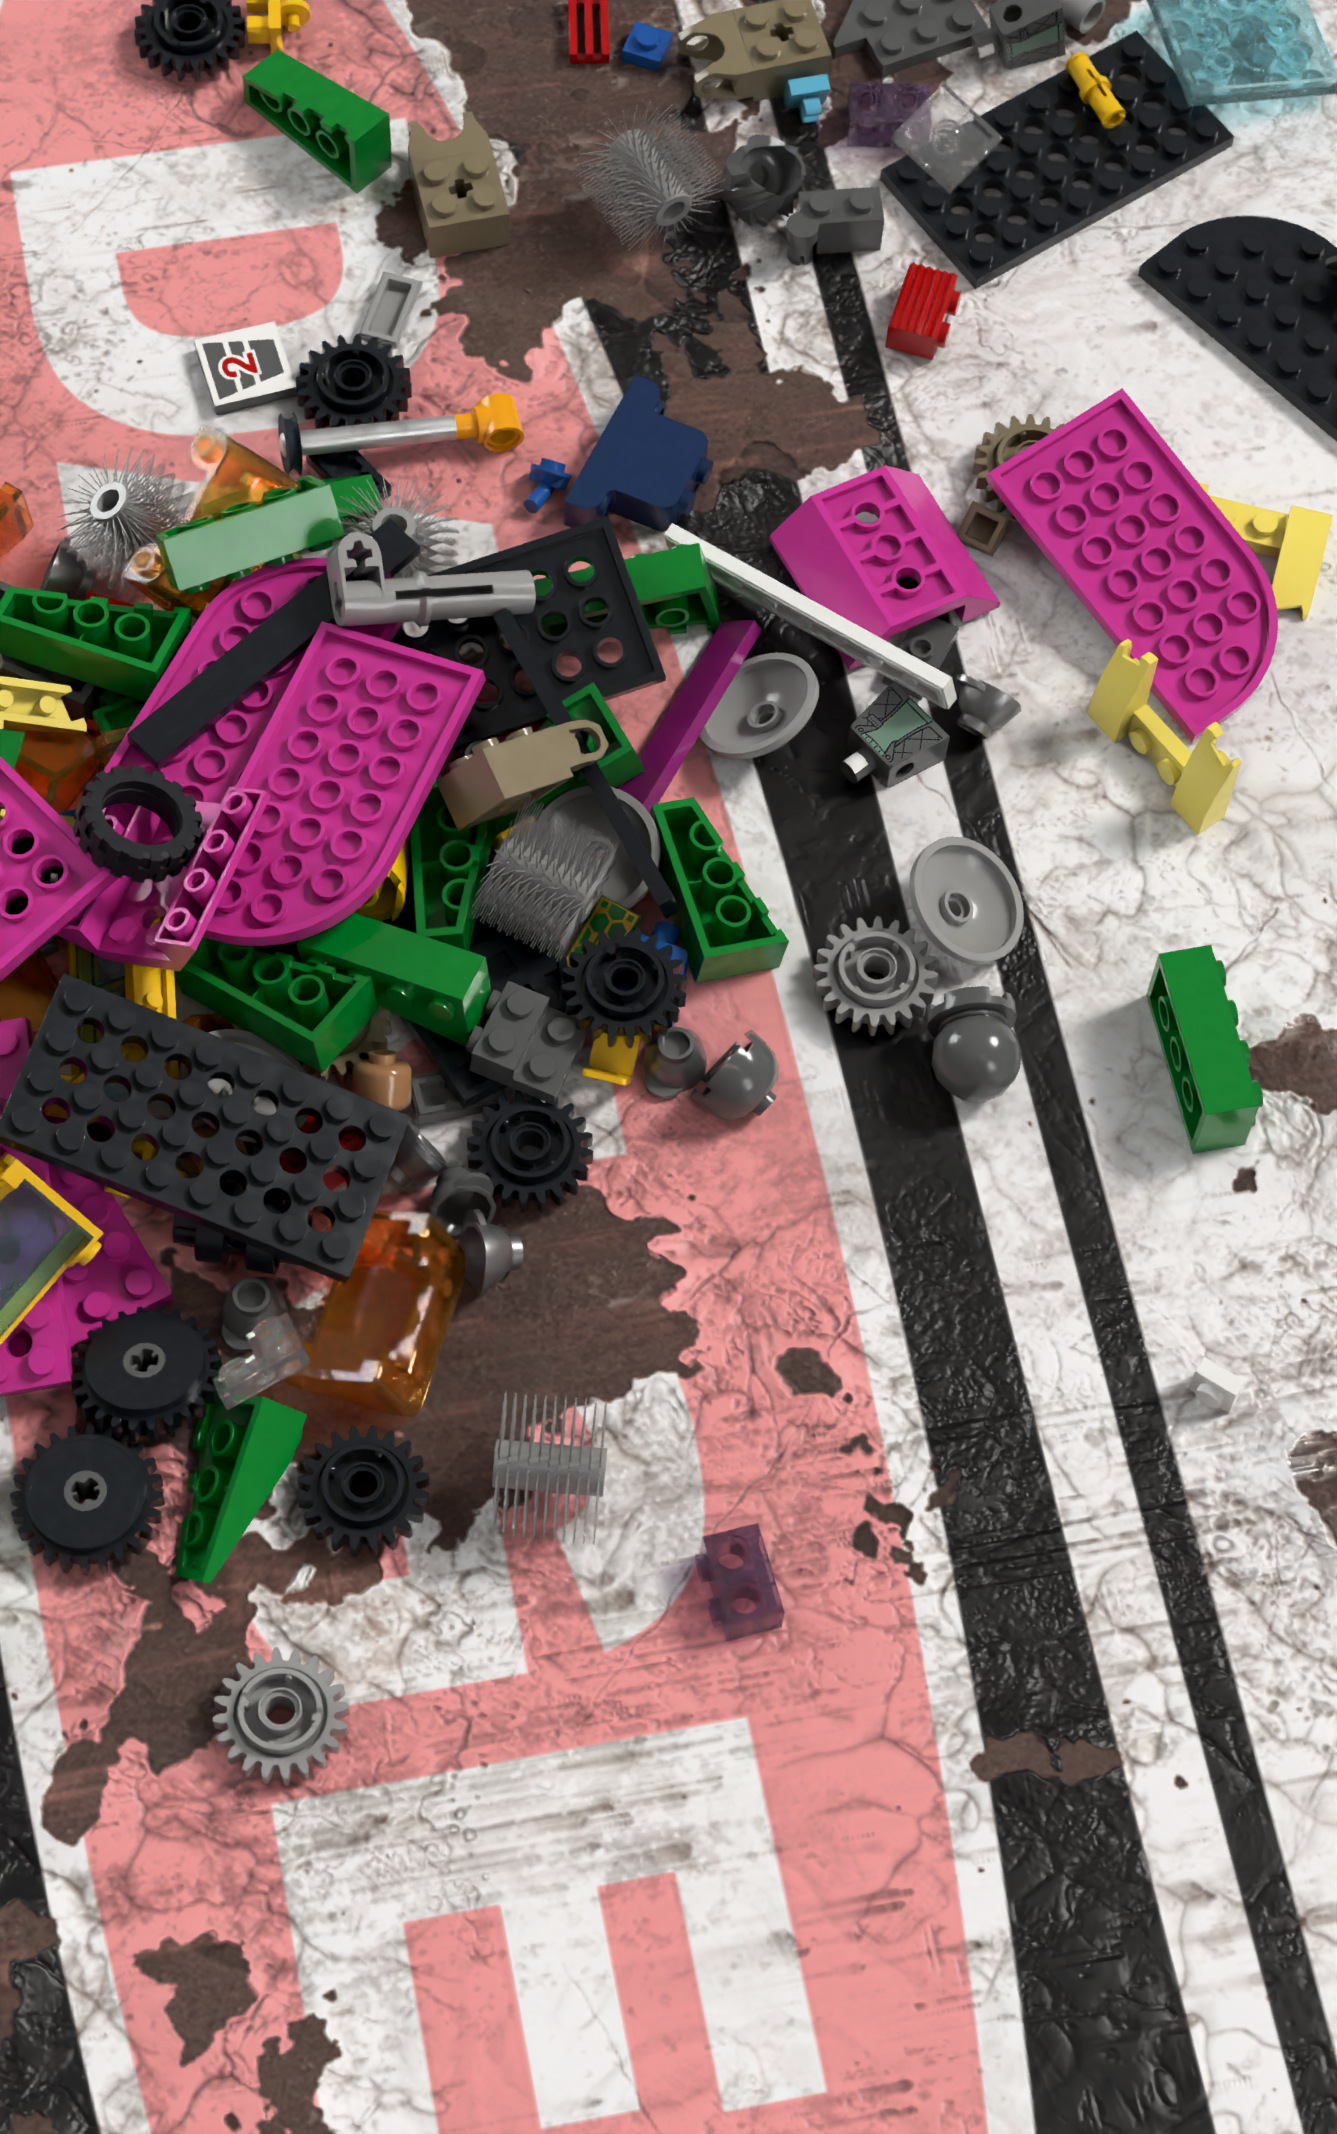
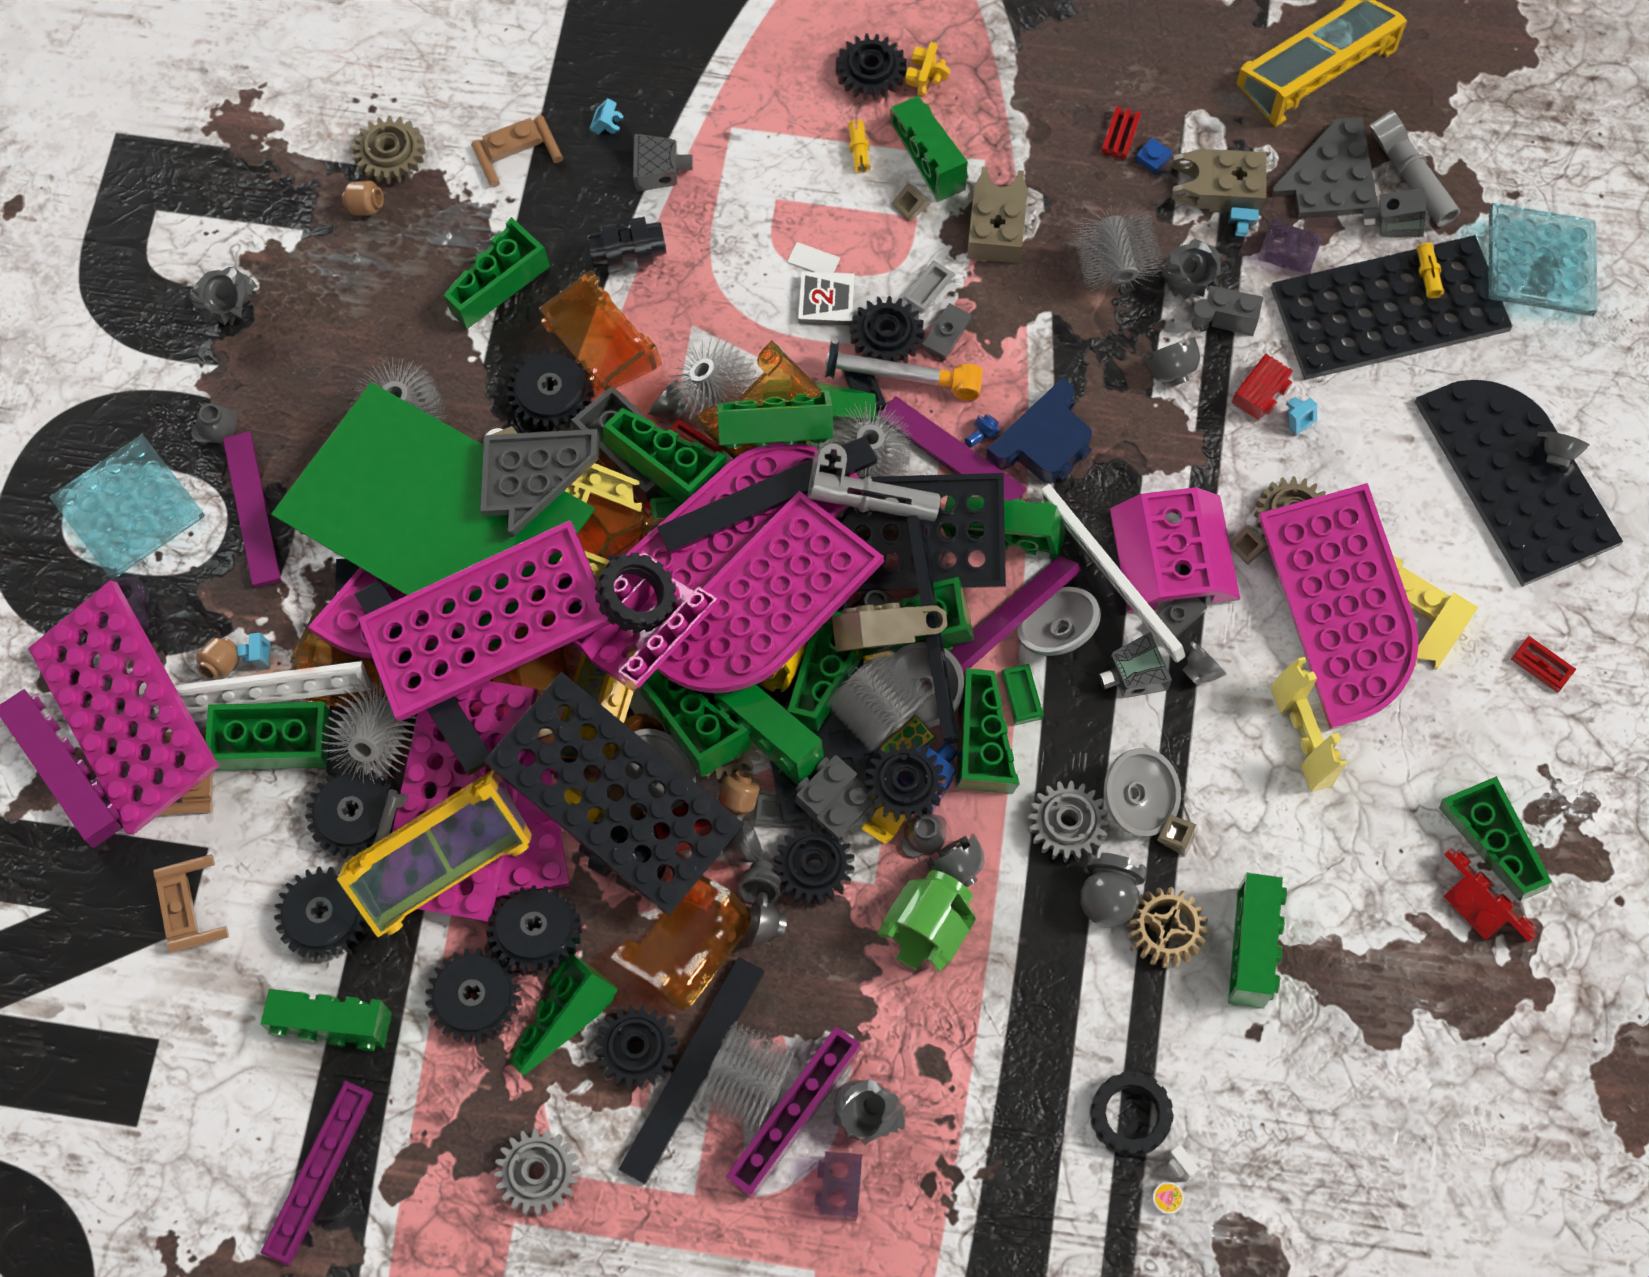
camera: 25 degrees right, 5 degrees up
(203, 320) = (813, 259): none -> white sticker
(213, 145) = (859, 146): none -> yellow pin
(246, 1306) = (613, 910): dark grey piece -> none
(275, 1356) = (610, 949): clear plate -> none
(319, 202) = (911, 202): none -> dark tan slope
(441, 364) = (947, 331): none -> dark grey plate
(457, 1500) = (691, 1071): none -> black tile
(487, 518) = (944, 446): none -> magenta tile
(634, 1502) = (793, 1113): none -> magenta brick
(731, 1168) = (929, 920): none -> bright green piece
(741, 826) = (1022, 694): none -> green tile
(742, 1461) = (867, 1110): none -> dark grey hair
(785, 311) = (1174, 362): none -> dark grey cylinder
(946, 138) = (1320, 276): clear plate -> none
(990, 332) = (1301, 414): none -> medium azure tile
(1036, 946) = (1178, 834): none -> dark tan slope
(1106, 1072) = (1178, 931): none -> tan gear
(1129, 1301) = (1147, 1086): none -> black tyre
(1212, 1442) = (1168, 1198): none -> tile

